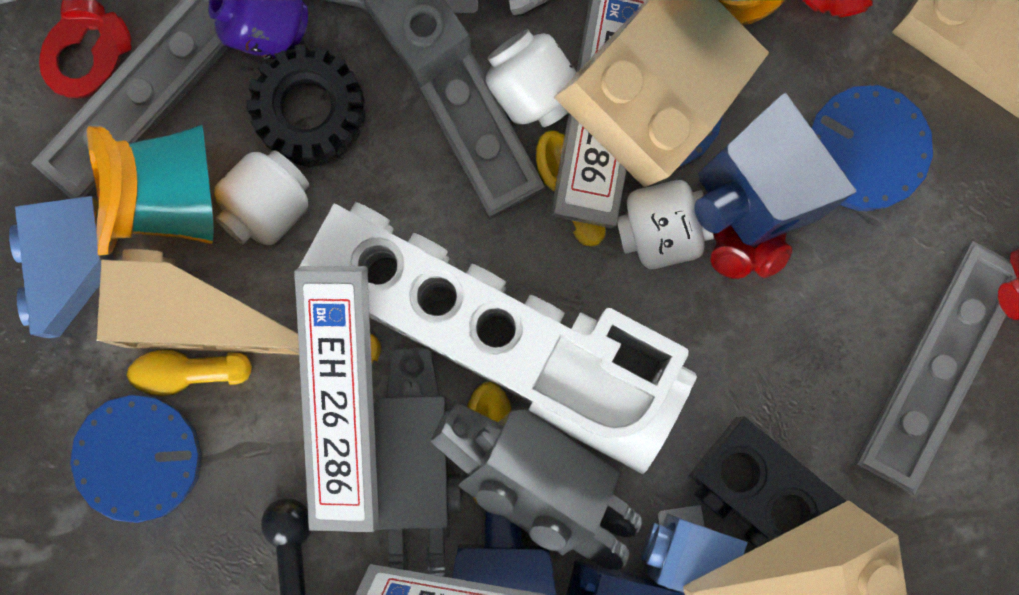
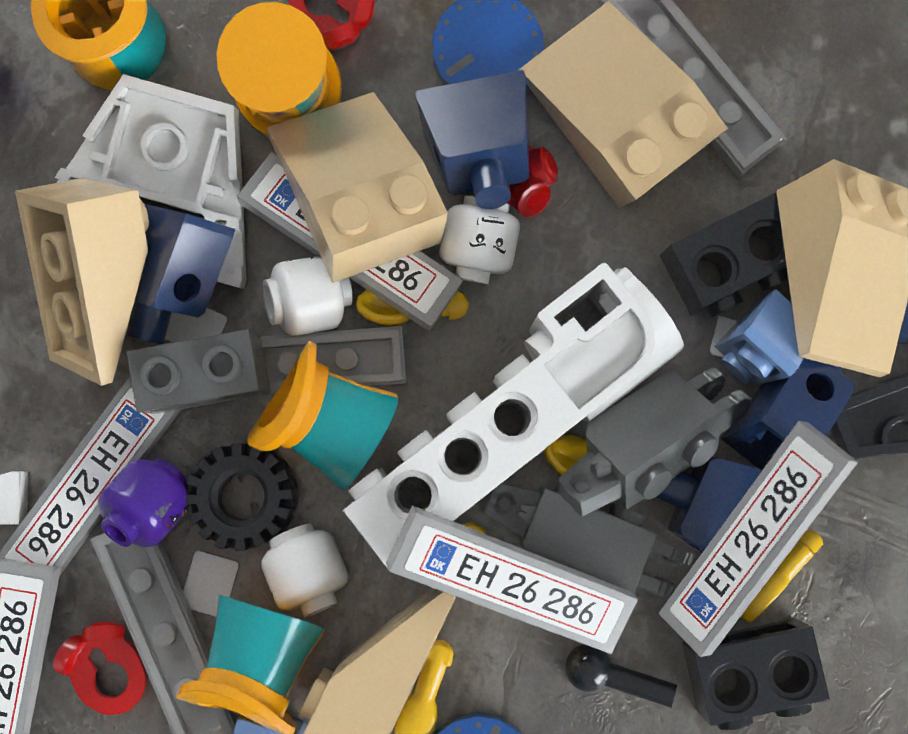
camera: 65 degrees left, 0 degrees up
(212, 108) = (208, 579): none -> white sticker
(416, 149) = (325, 419): none -> hat
(871, 305) = (622, 103): none -> tan slope

